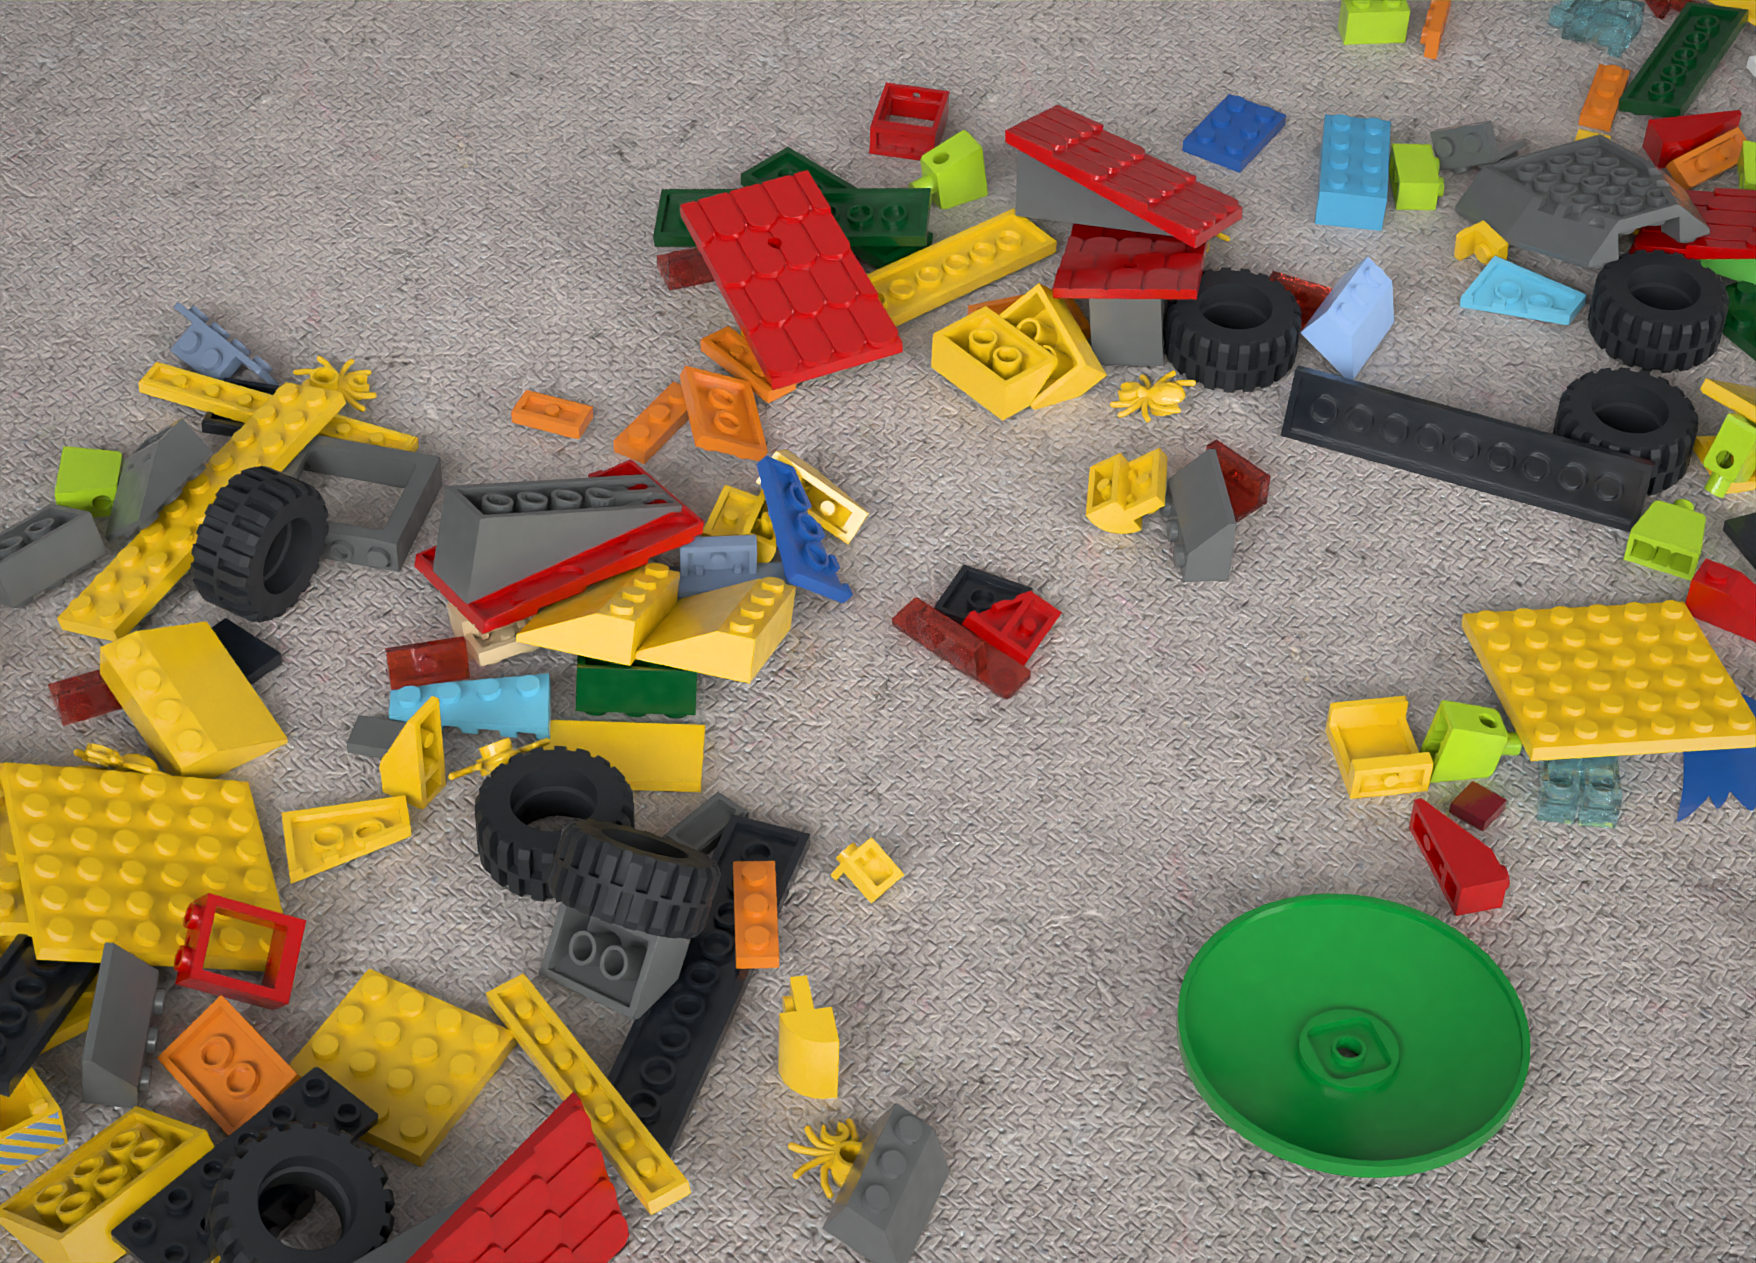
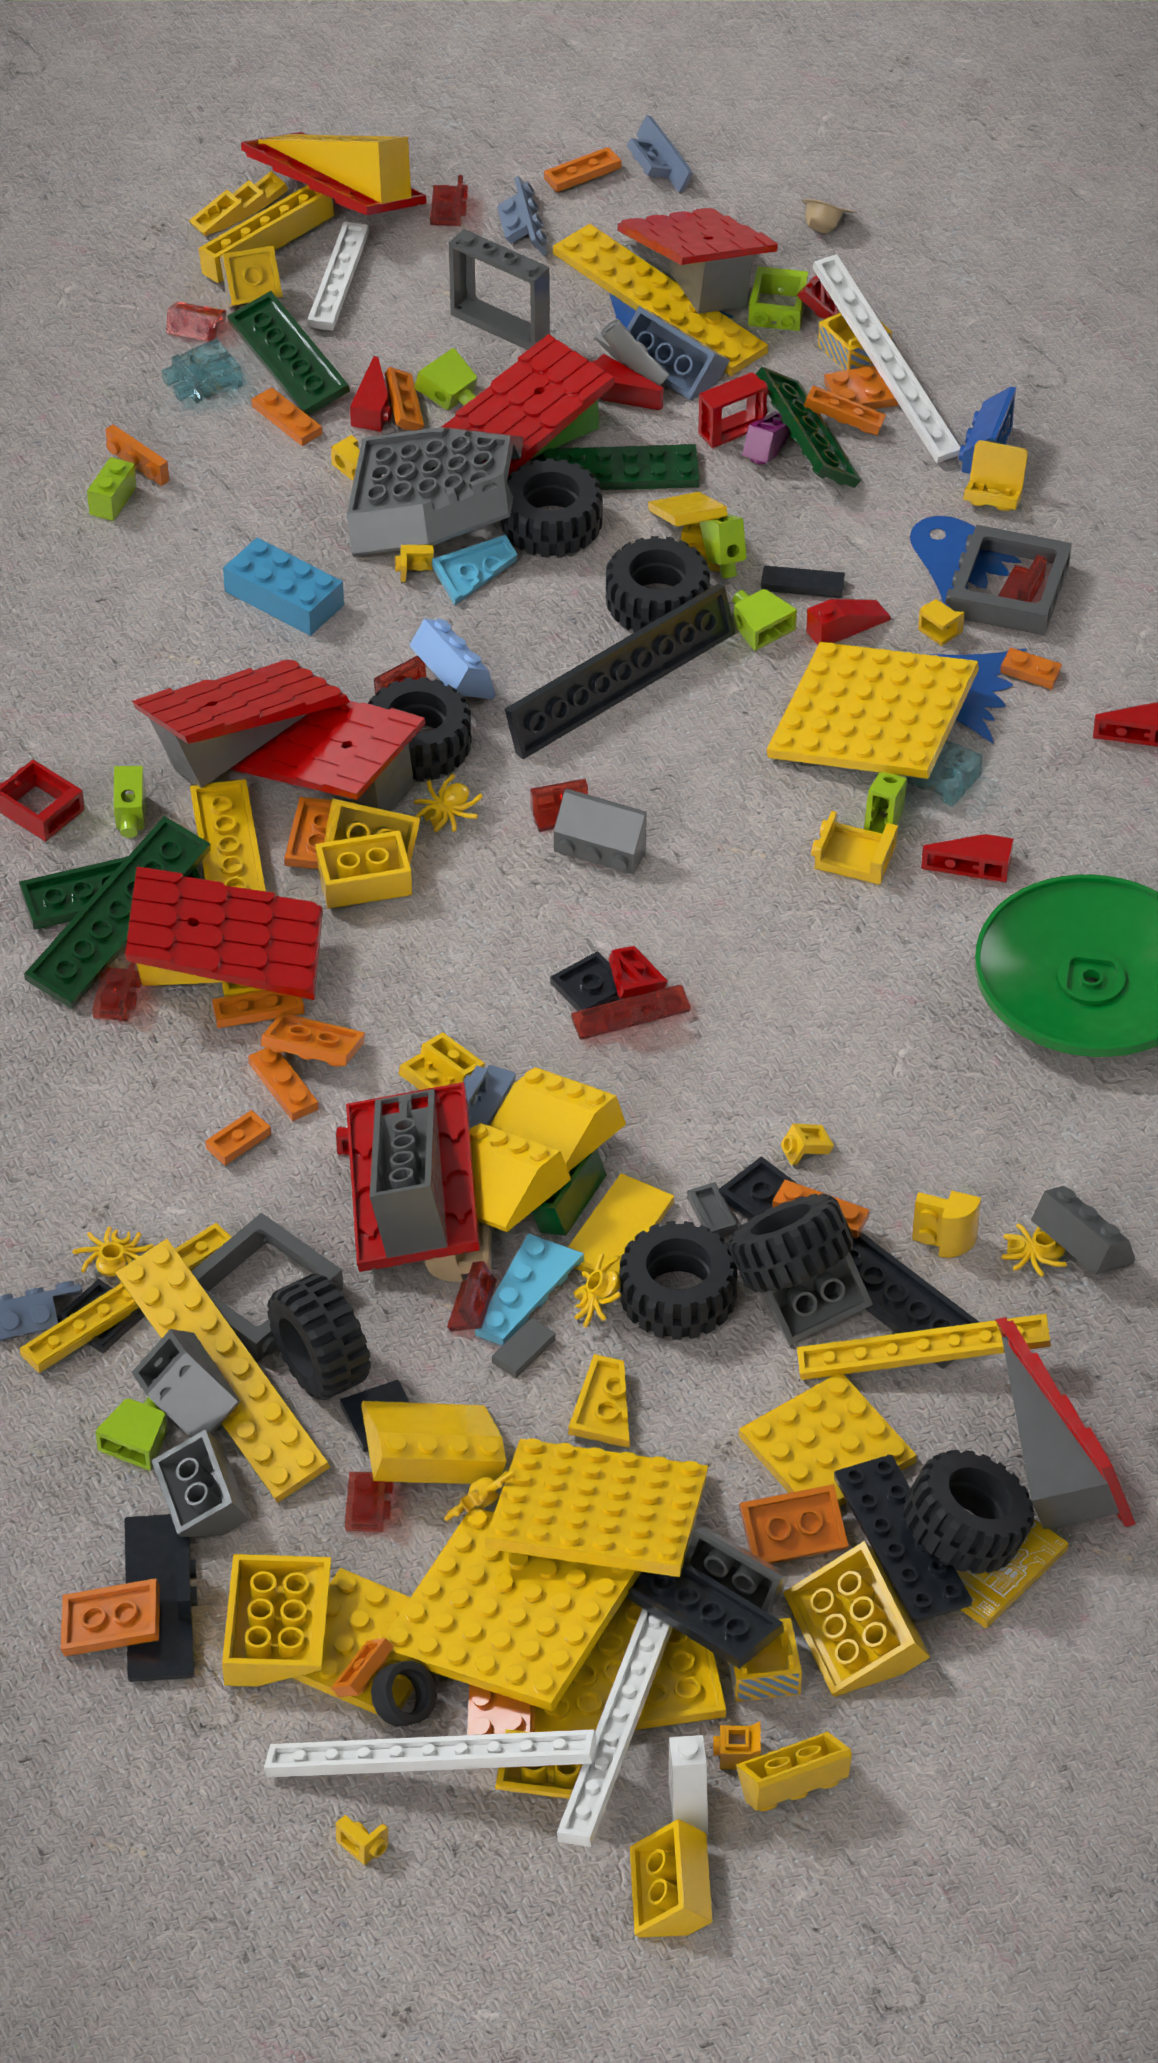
camera: 60 degrees left, 5 degrees up
(281, 958) = (715, 1490): red window -> none
(416, 758) = (574, 1328): yellow slope -> none
(798, 533) = (479, 1041): blue wing -> none
(830, 505) = (422, 1025): yellow slope -> none
(1126, 491) = (542, 857): yellow brick -> none
(1234, 133) = (179, 628): blue plate -> none
(1414, 177) = (314, 551): lime brick -> none
(1471, 145) = (317, 510): dark grey bracket -> none
(1477, 806) = (928, 826): dark red tile -> none

